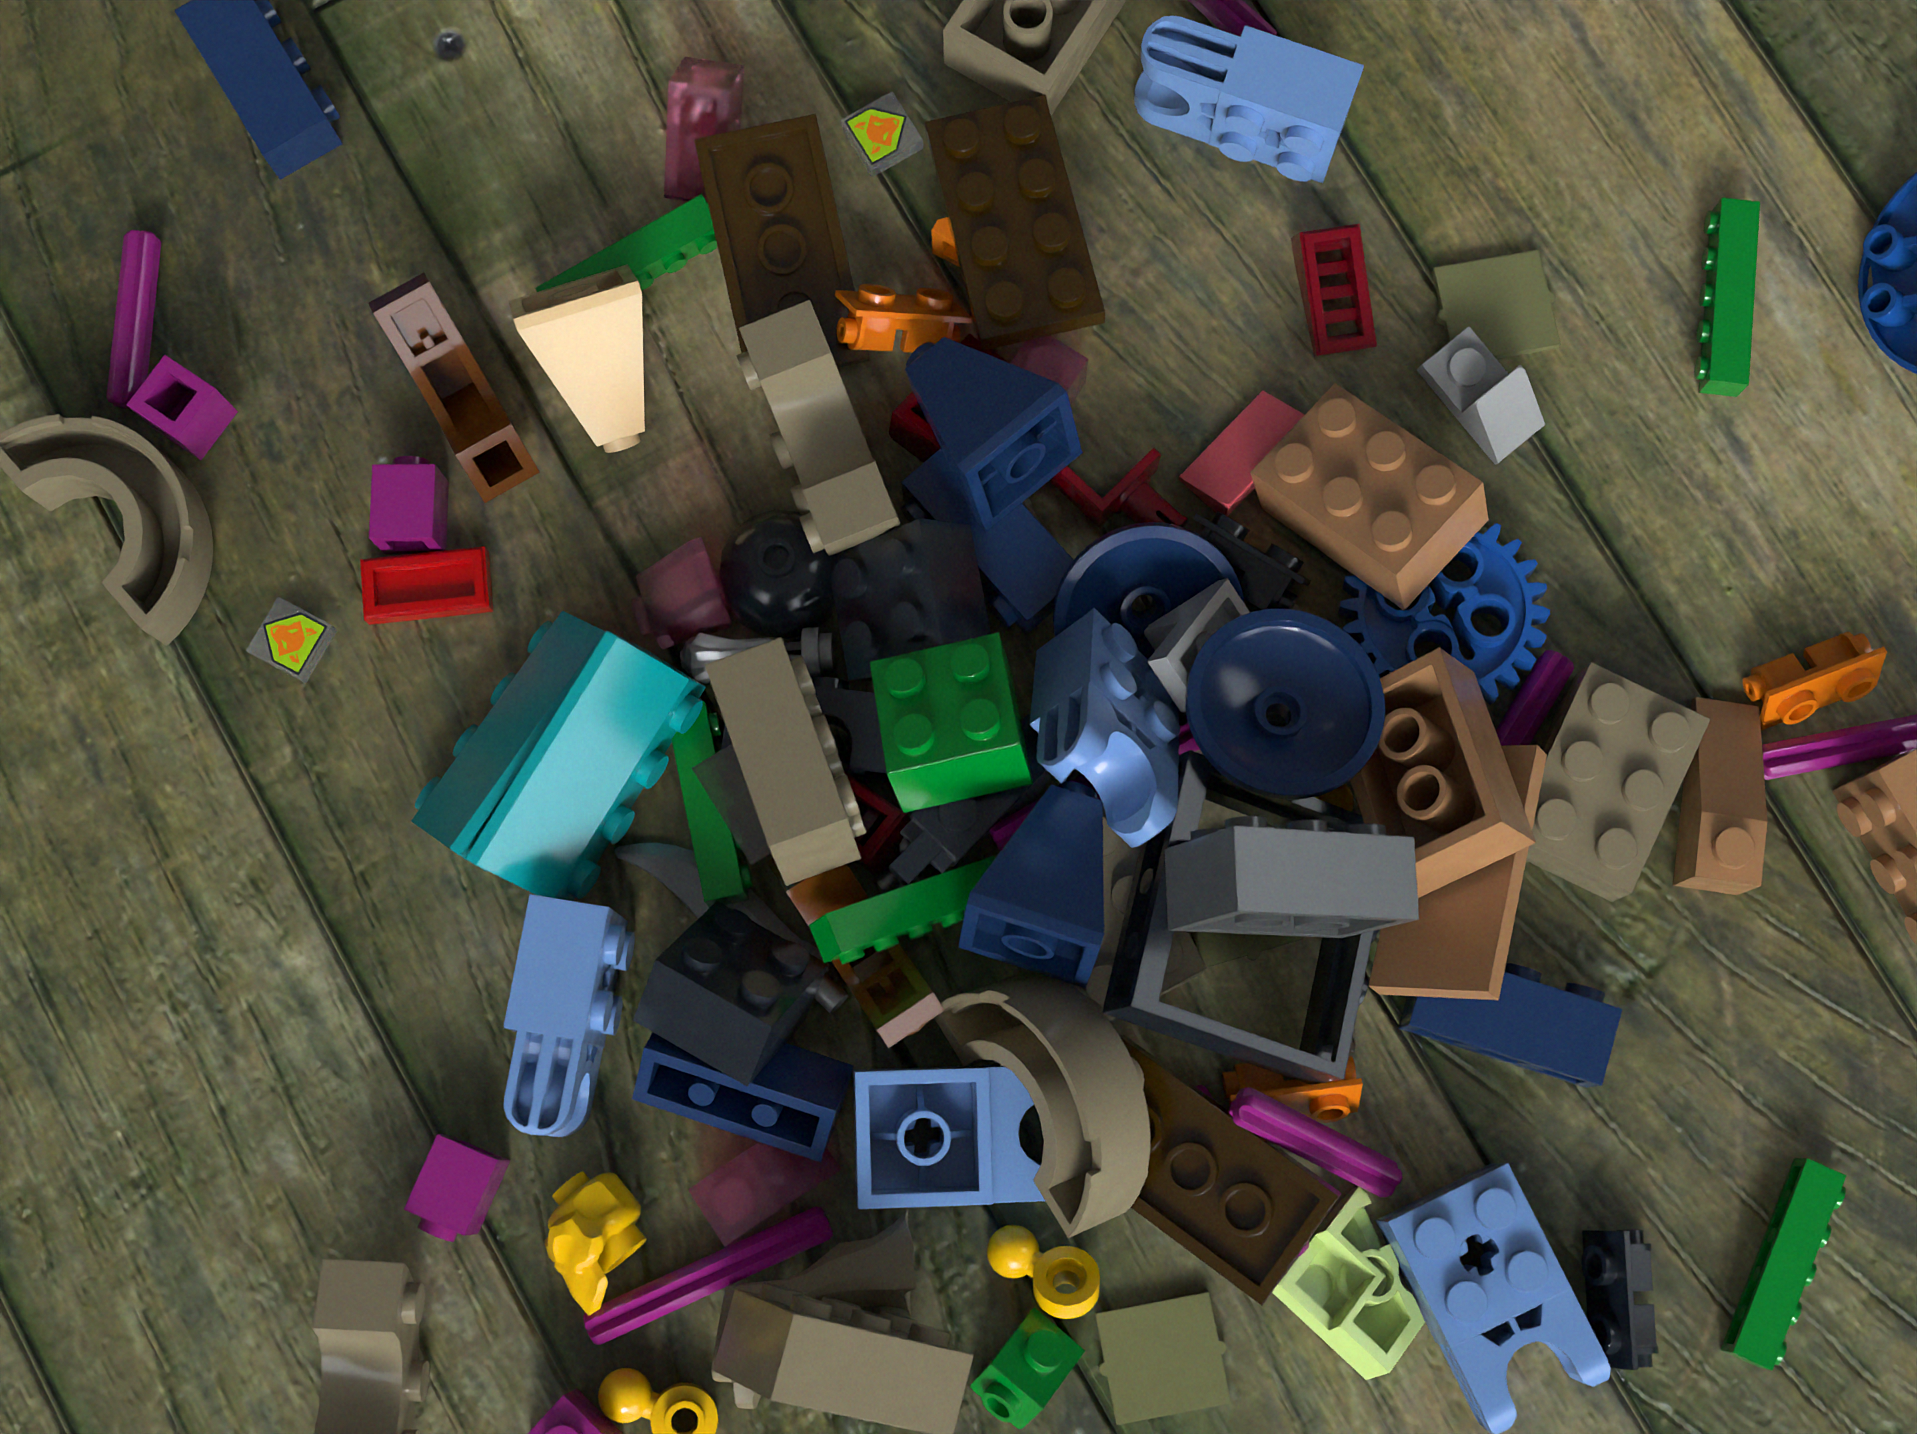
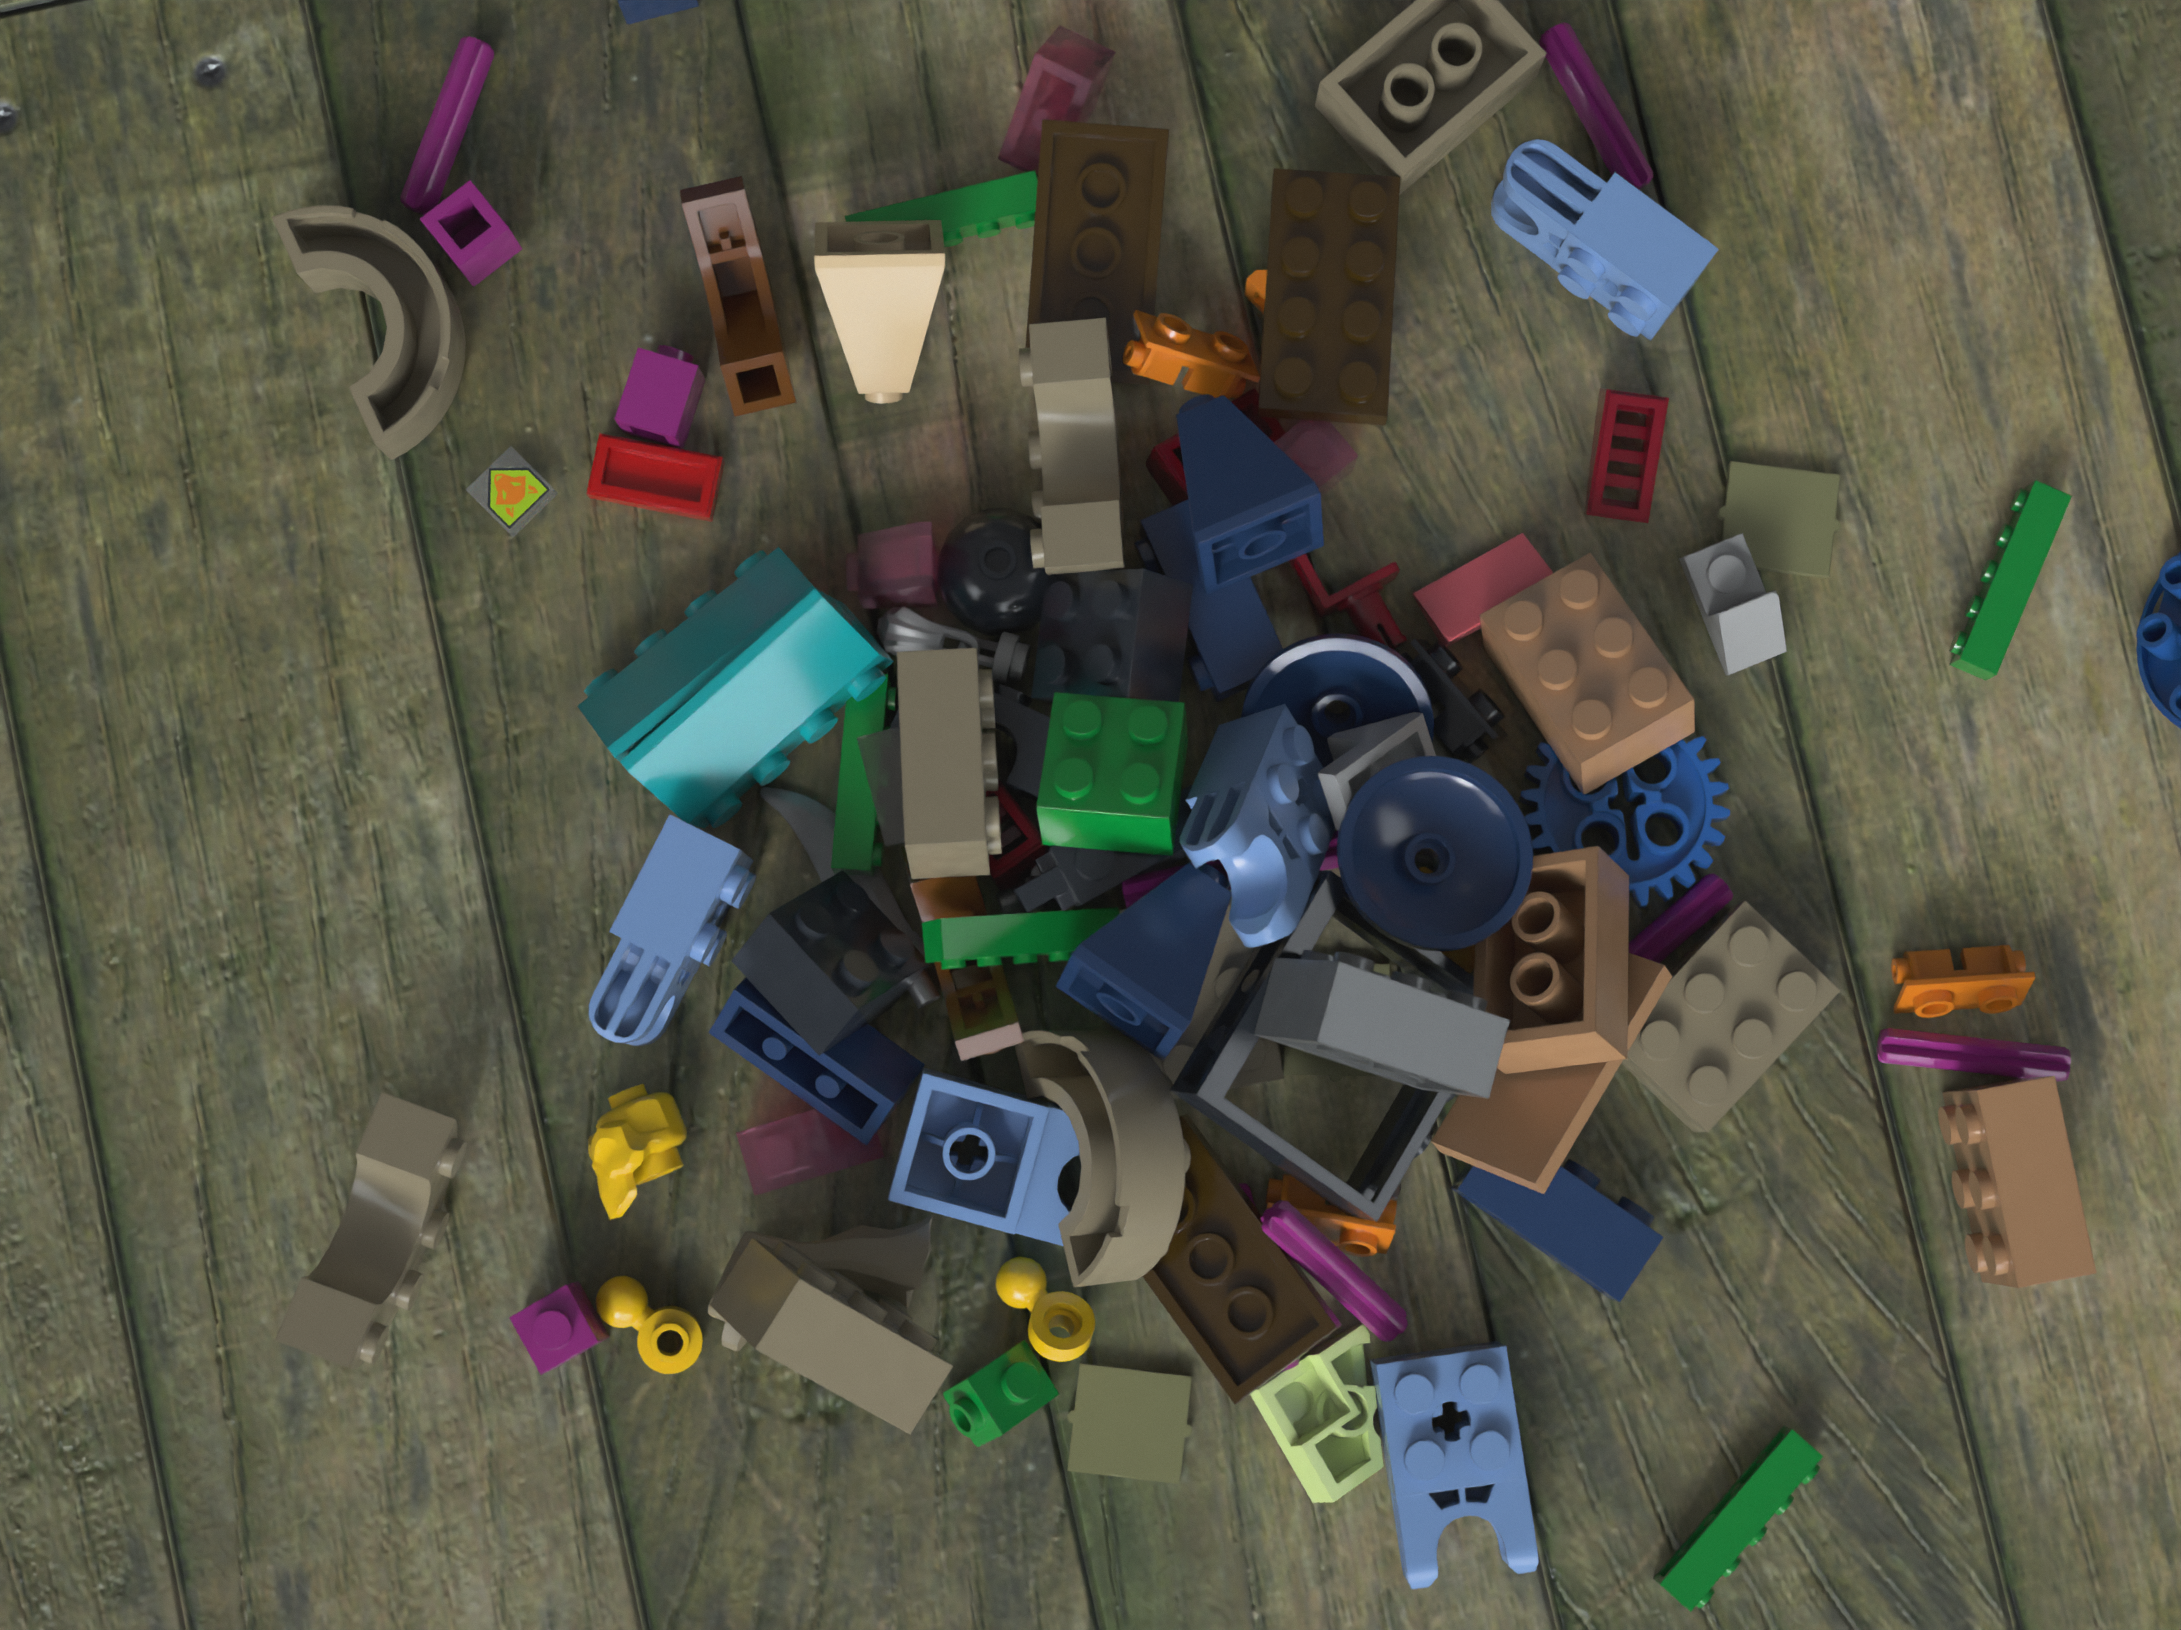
camera: 15 degrees right, 5 degrees up
(455, 1188) = (520, 1062): magenta brick -> none
(708, 1275) = (732, 1216): magenta axle -> none
(881, 134) = (1230, 160): tile -> none
(1614, 1268) = (1576, 1473): black hinge -> none
(1723, 803) = (1831, 1068): medium nougat slope -> none

